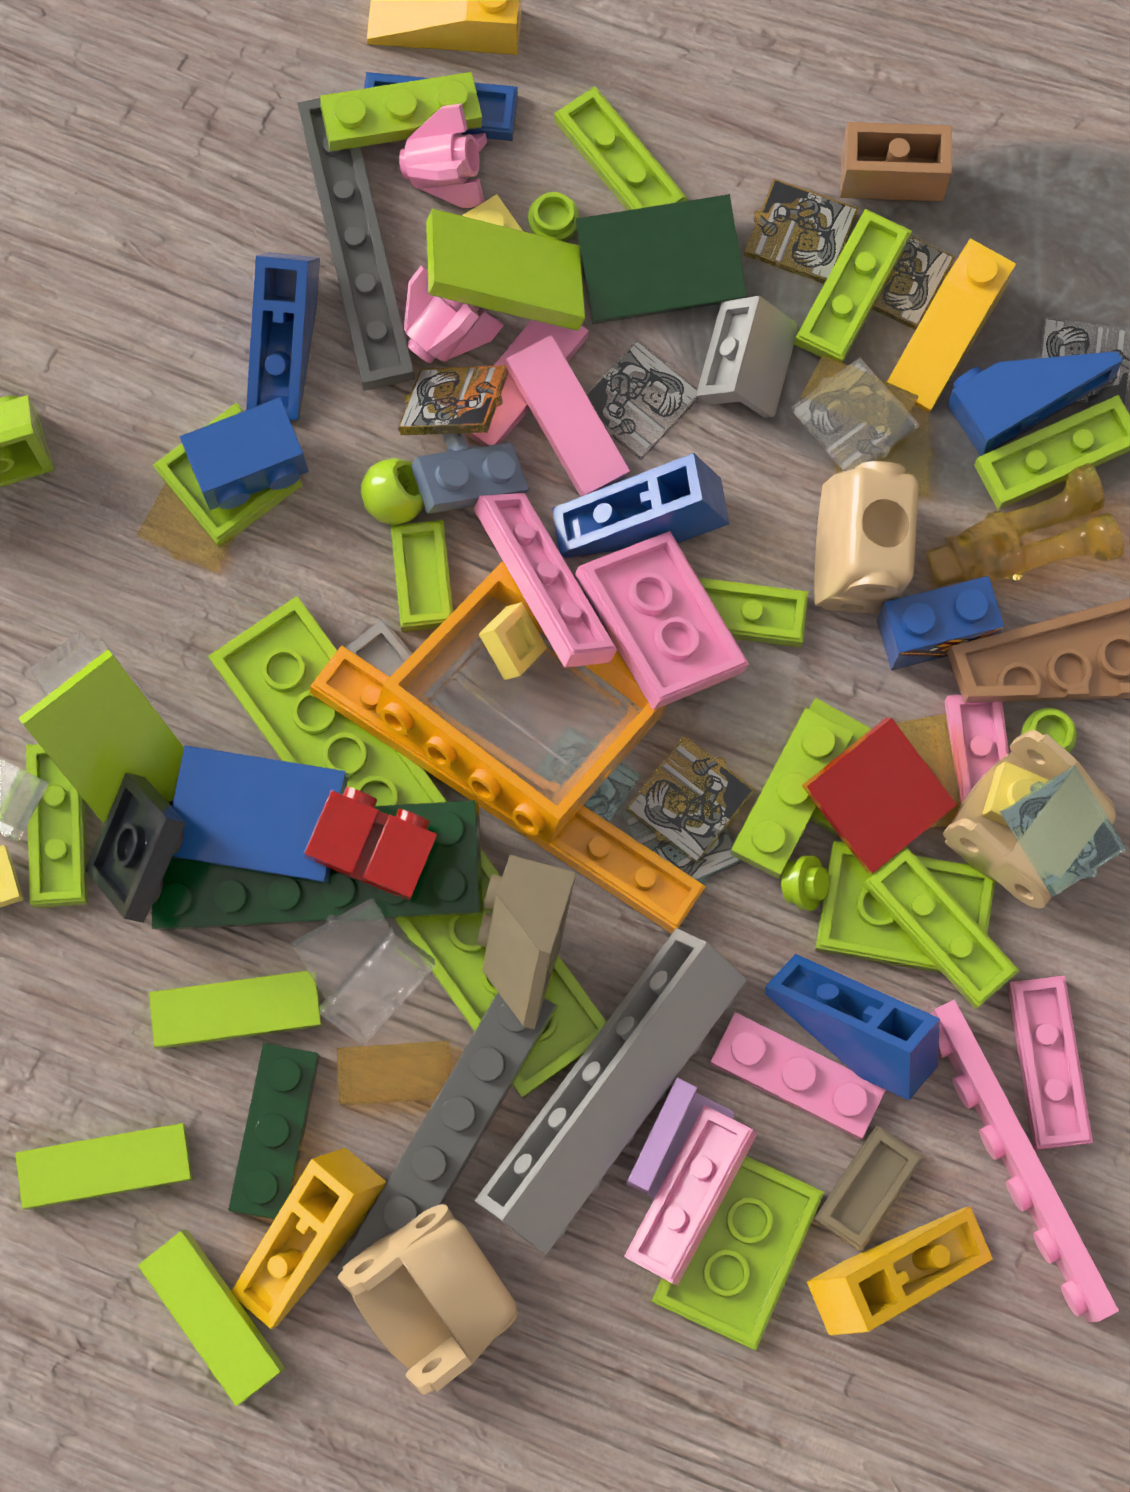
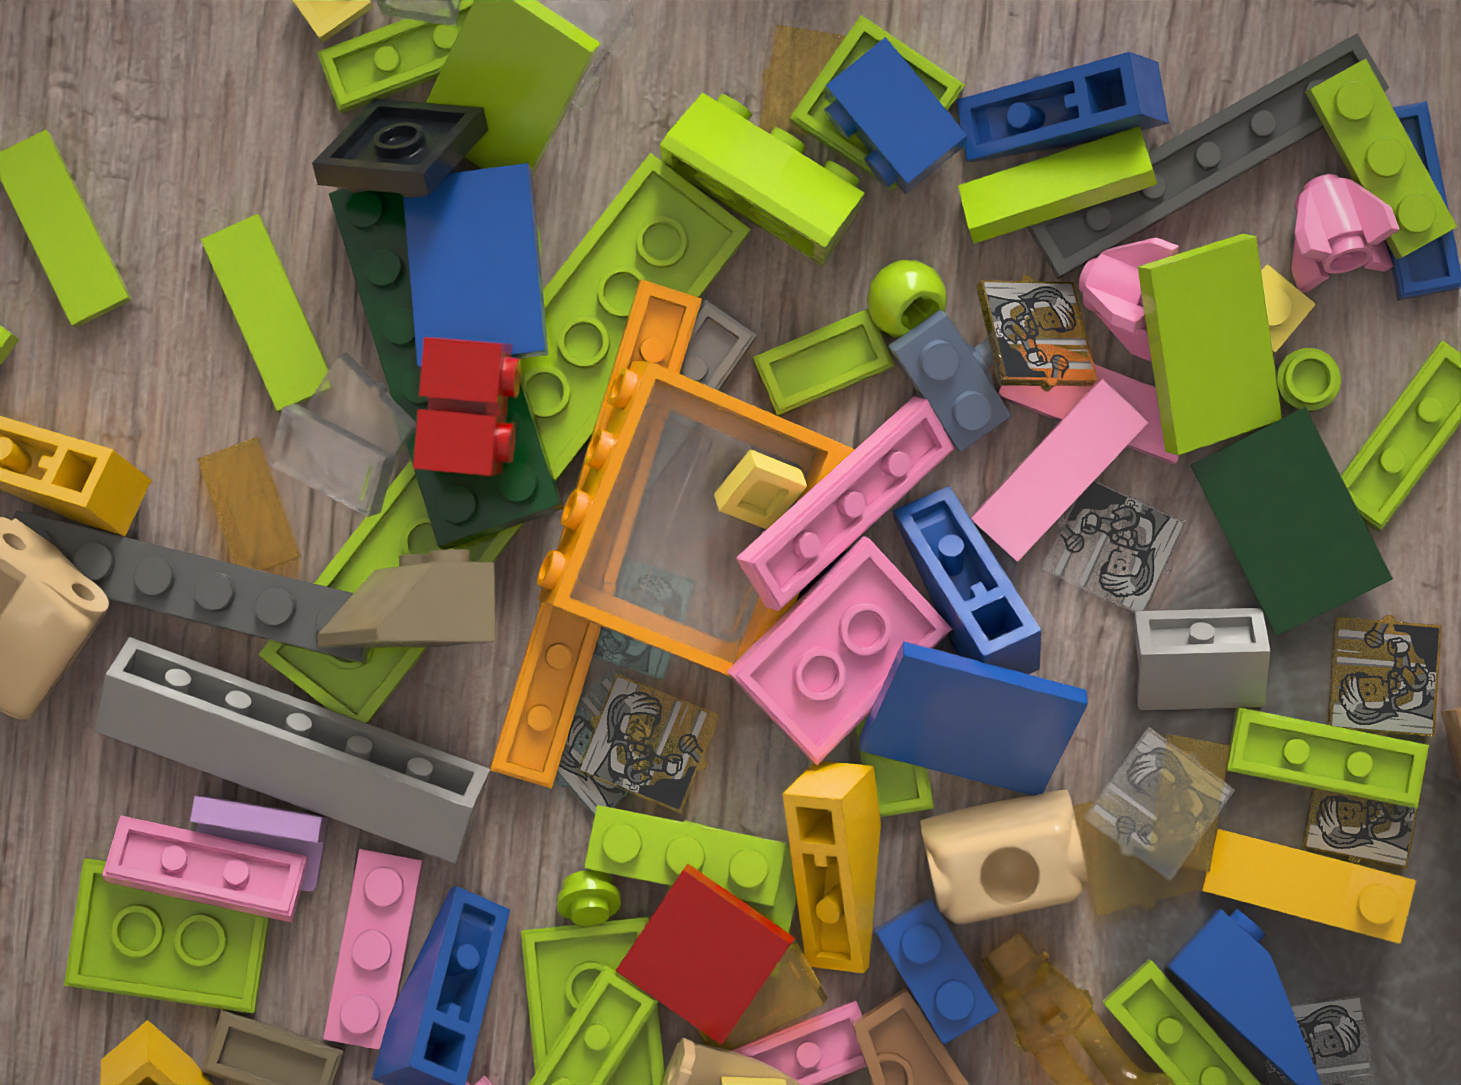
camera: 80 degrees right, 10 degrees up
(260, 570) = (763, 176): none -> lime slope
(274, 1131) = (150, 398): dark green plate -> none
(340, 351) = (1057, 185): none -> lime tile
(748, 532) = (972, 719): none -> blue tile
(832, 675) = (835, 861): none -> yellow slope

